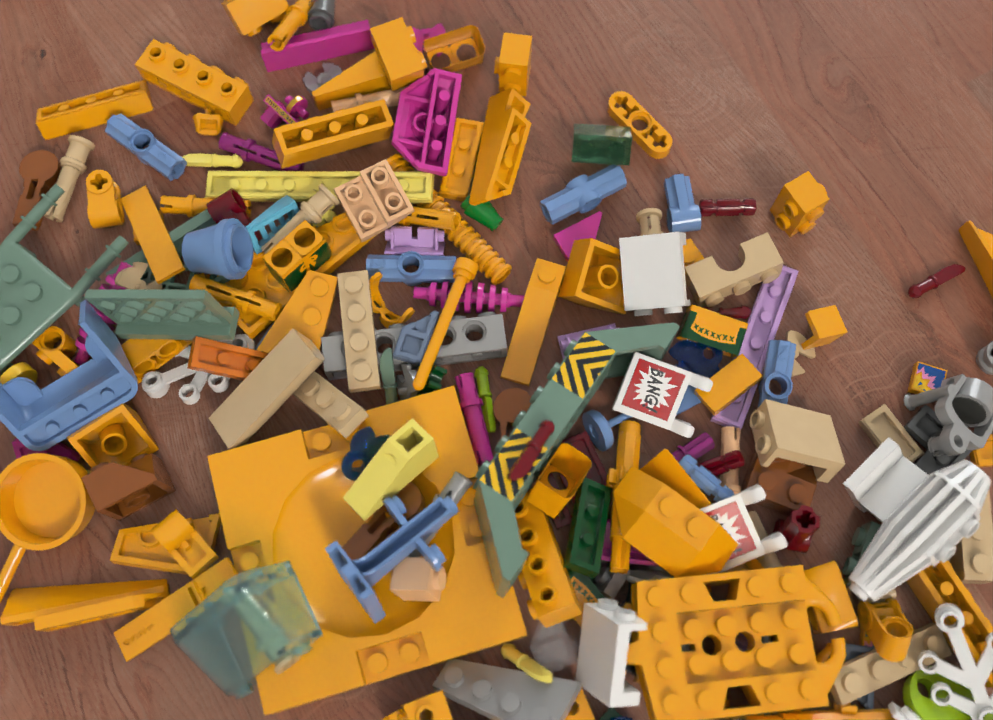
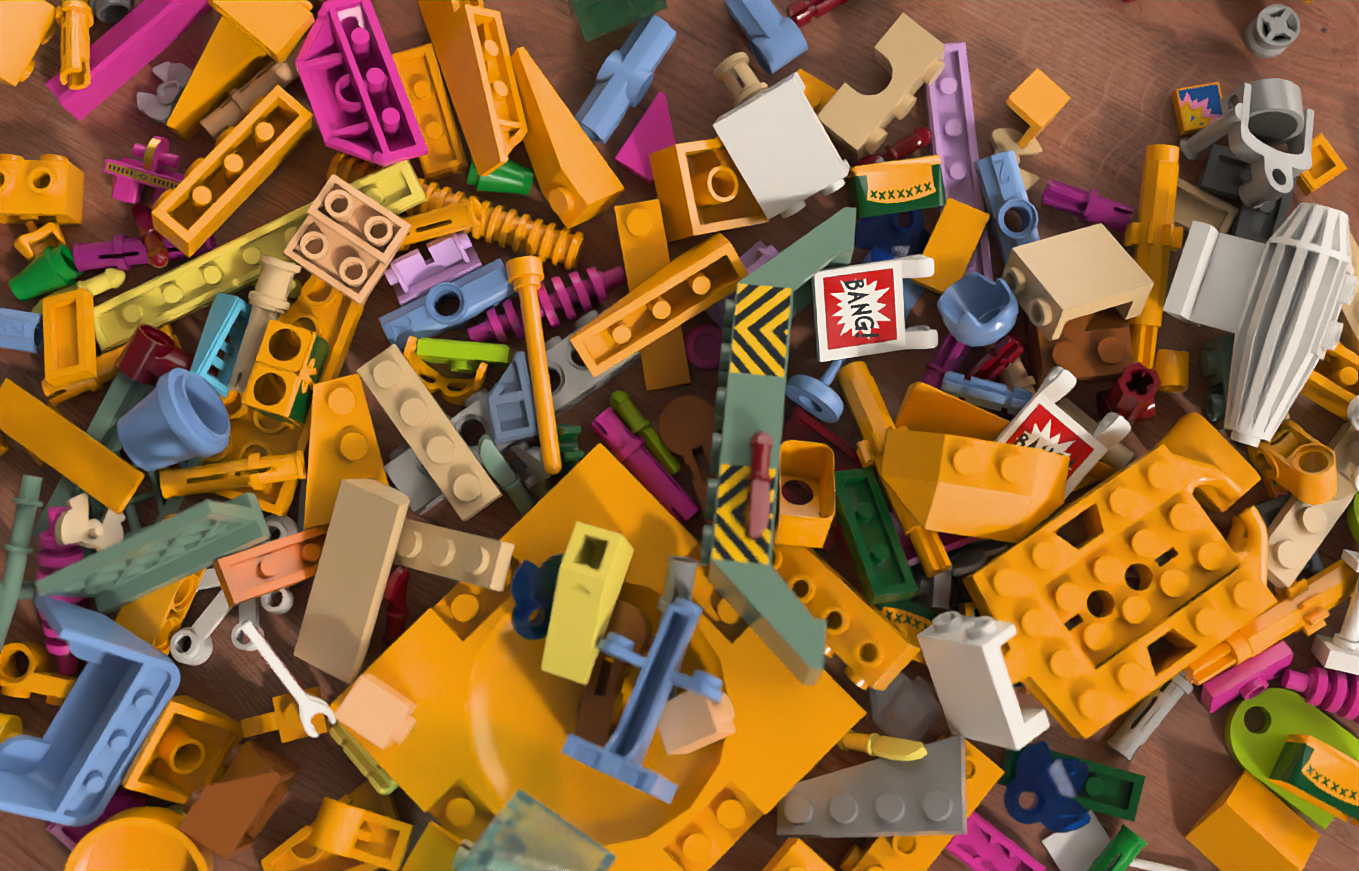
camera: 30 degrees left, 10 degrees up
(189, 457) = (285, 719): none -> light orange plate
(191, 179) = (69, 337): none -> light orange tile
(196, 446) = (307, 703): none -> white flag
(200, 140) = (46, 273): none -> green cone
(214, 518) = (363, 761): none -> light yellow axle
(234, 471) = (377, 712): none -> light nougat brick
(267, 149) = (152, 240): none -> dark red piece
(287, 412) = (397, 610): none -> dark red piece
(403, 298) = (464, 355): none -> lime plate
(523, 219) = (562, 155): none -> light orange slope
(532, 325) = (661, 303): none -> light orange slope
(544, 365) = (704, 347): none -> dark pink tile
(725, 426) = (978, 309): none -> medium blue hair
(827, 402) = (1086, 205): none -> magenta axle
(831, 530) = (1172, 370): none -> light orange hose
(859, 443) = (1152, 240): none -> light orange piece

